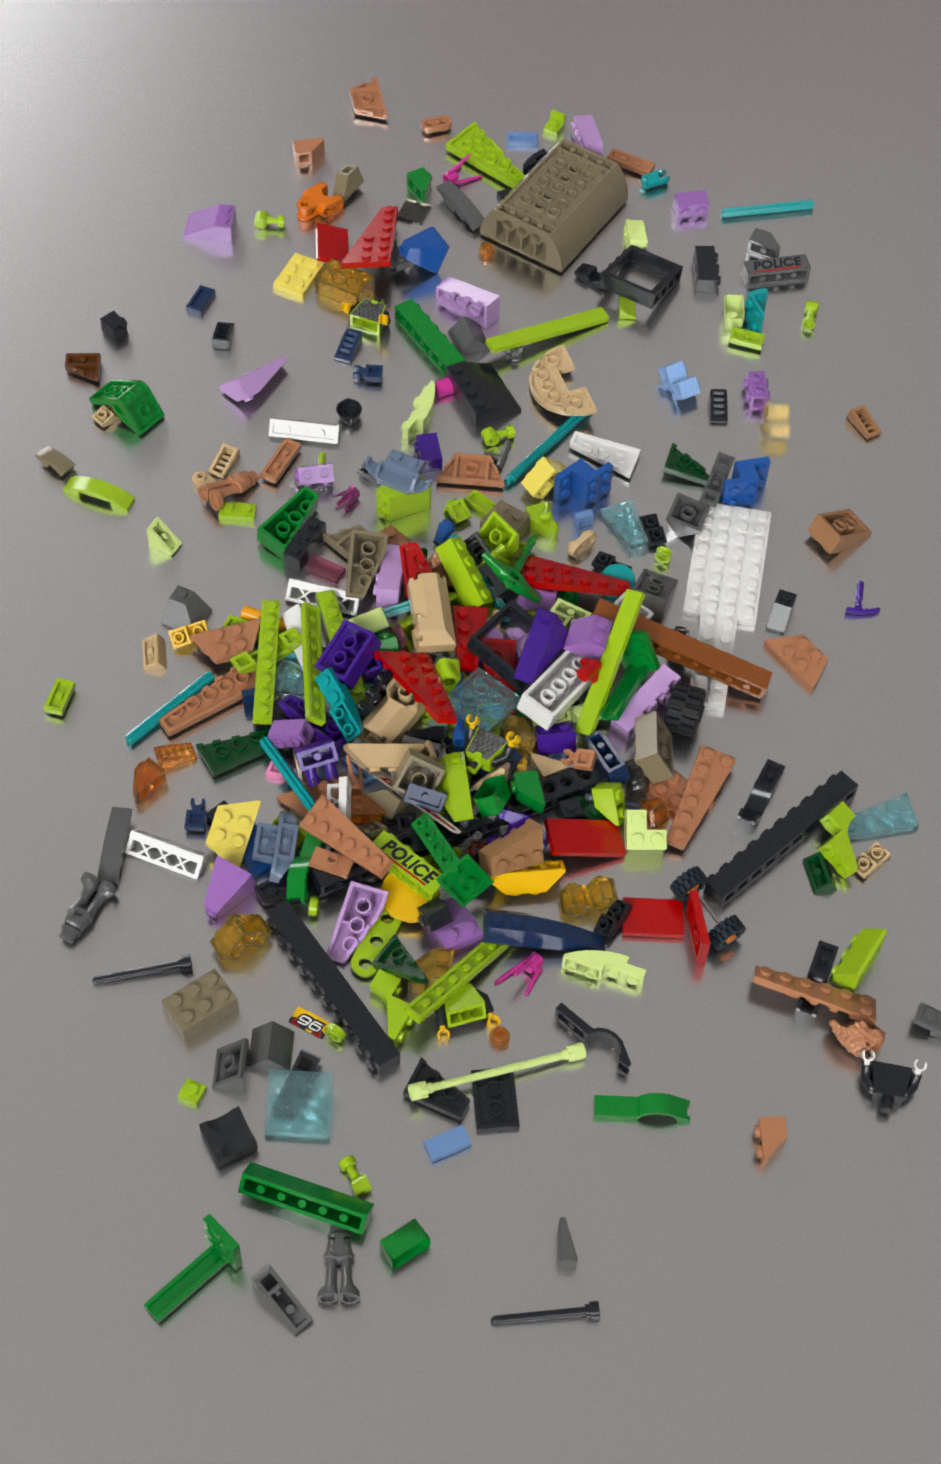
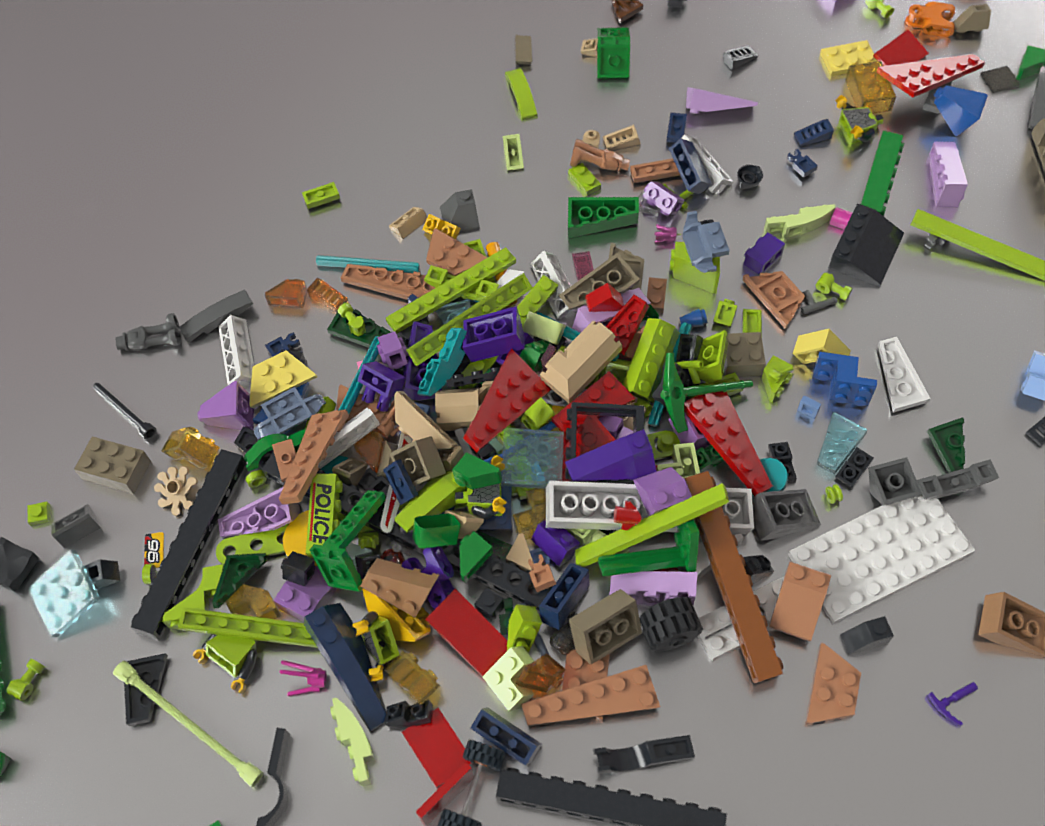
camera: 60 degrees right, 5 degrees up
(200, 300) = (758, 22): dark blue tile -> none
(234, 746) = (355, 323): none -> lime leg
(252, 420) = (676, 127): none -> dark blue plate
(271, 969) = (175, 489): none -> tan animal
(271, 1047) = (110, 540): dark grey slope -> none
(304, 544) = (590, 238): black brick -> none
(305, 436) = (690, 166): none -> dark blue brick
(384, 567) = (604, 299): none -> red slope
(447, 1143) = (100, 730): medium blue tile -> none
(467, 336) = (913, 196): dark grey slope -> none
(469, 737) = (475, 472): none -> green slope
(486, 249) = (1019, 148): clear orange plate -> none
(495, 1103) = (163, 742): black tile -> none
(499, 1031) = (224, 697): clear orange plate -> none
(541, 897) = (378, 641): none -> torso
(543, 448) = (871, 328): teal piece -> none
(550, 389) = (924, 285): tan plate -> none
(582, 543) = (782, 423): tan plate -> none
(675, 865) = (506, 736): none -> dark blue brick
(728, 626) = (800, 601): none -> nougat slope
(745, 481) = (987, 499): blue bracket -> none

